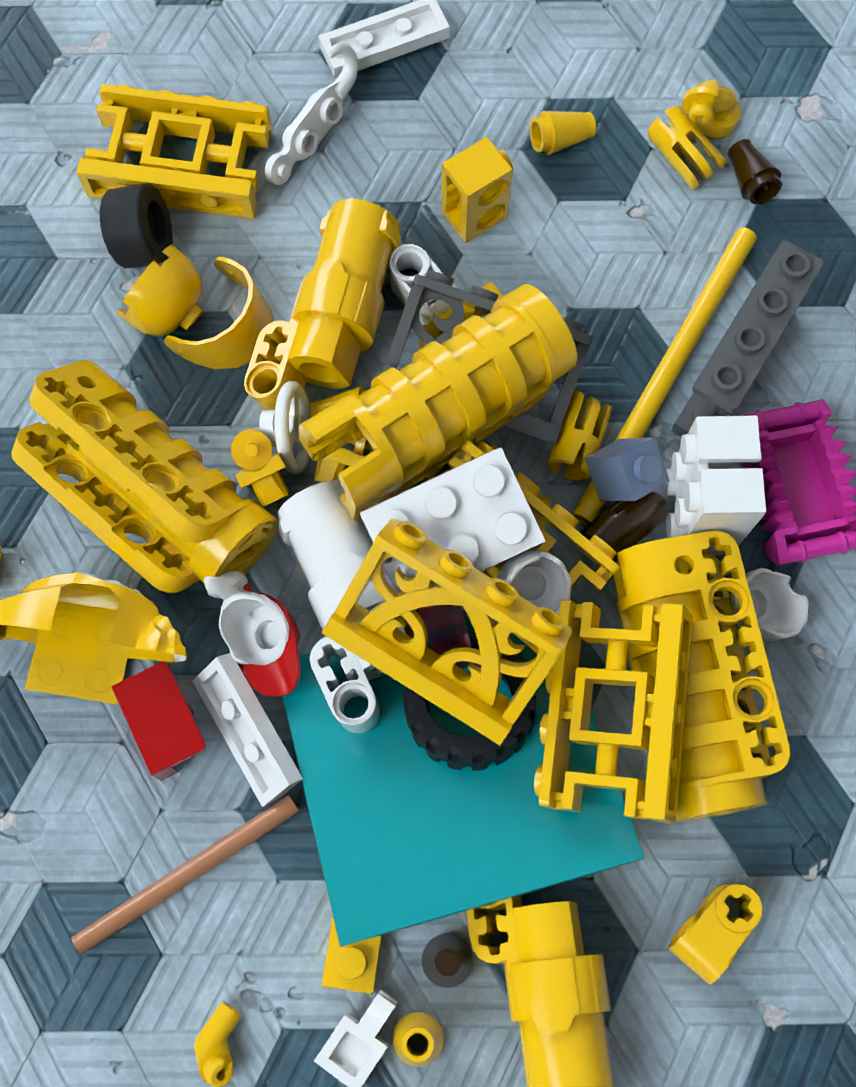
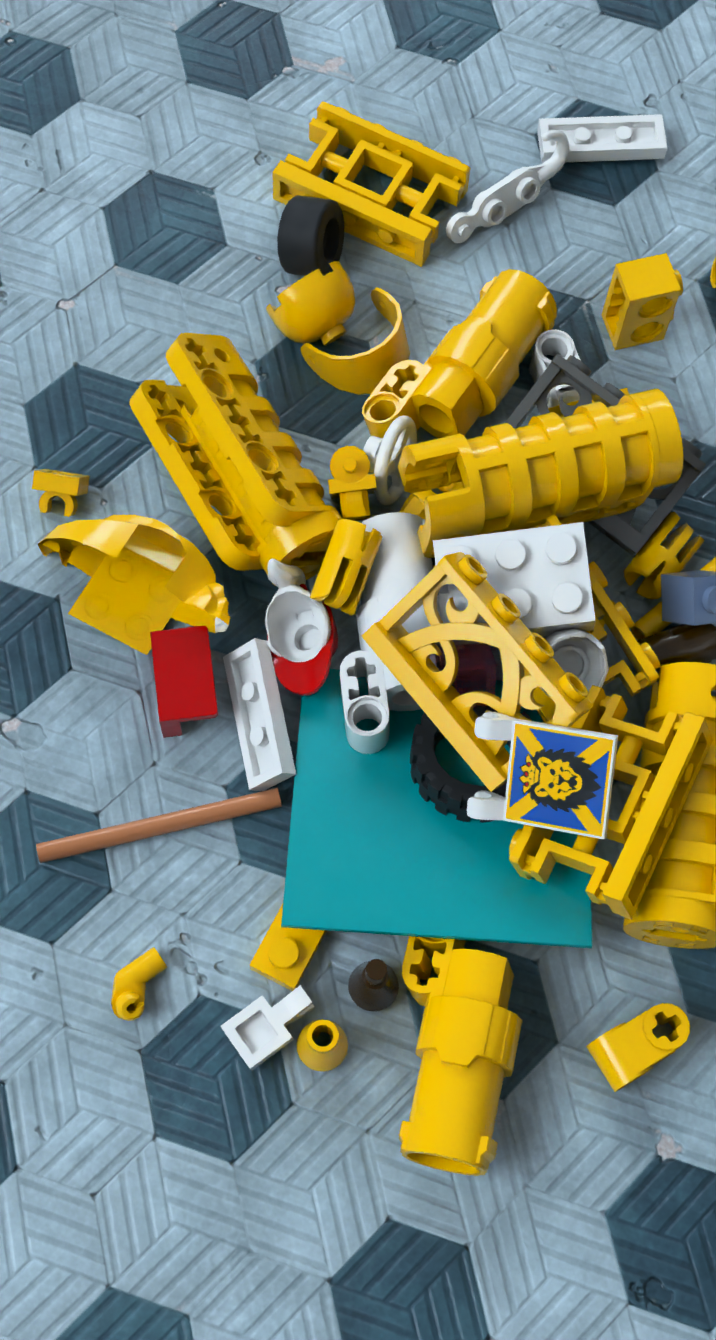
camera: 15 degrees right, 5 degrees down
(282, 558) = (346, 566): none -> yellow arm
(555, 712) = (554, 778): none -> flag

